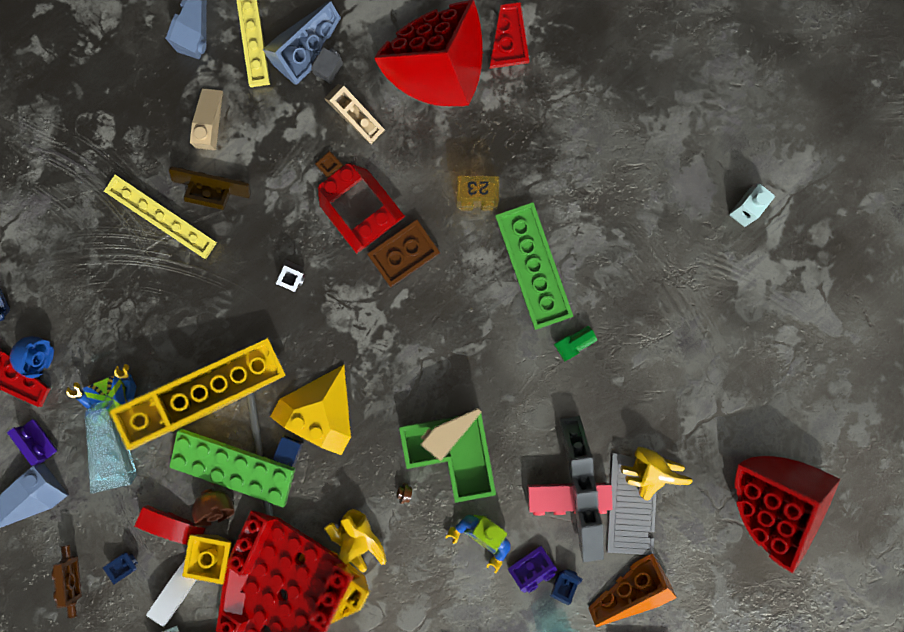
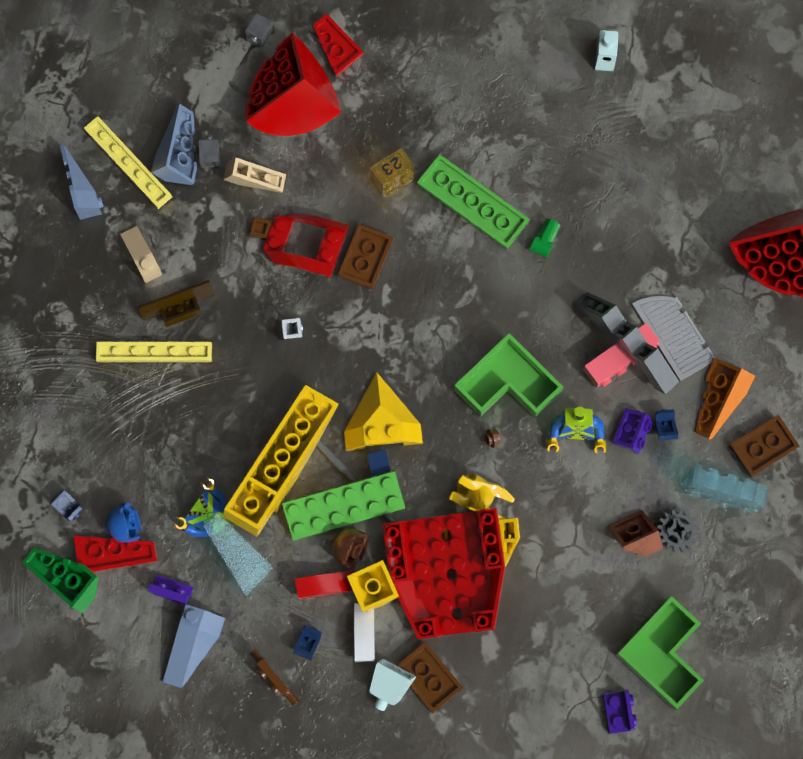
camera: 30 degrees left, 10 degrees down
(445, 435) = (493, 366): tan slope -> none
(653, 472) = (671, 294): yellow piece -> none

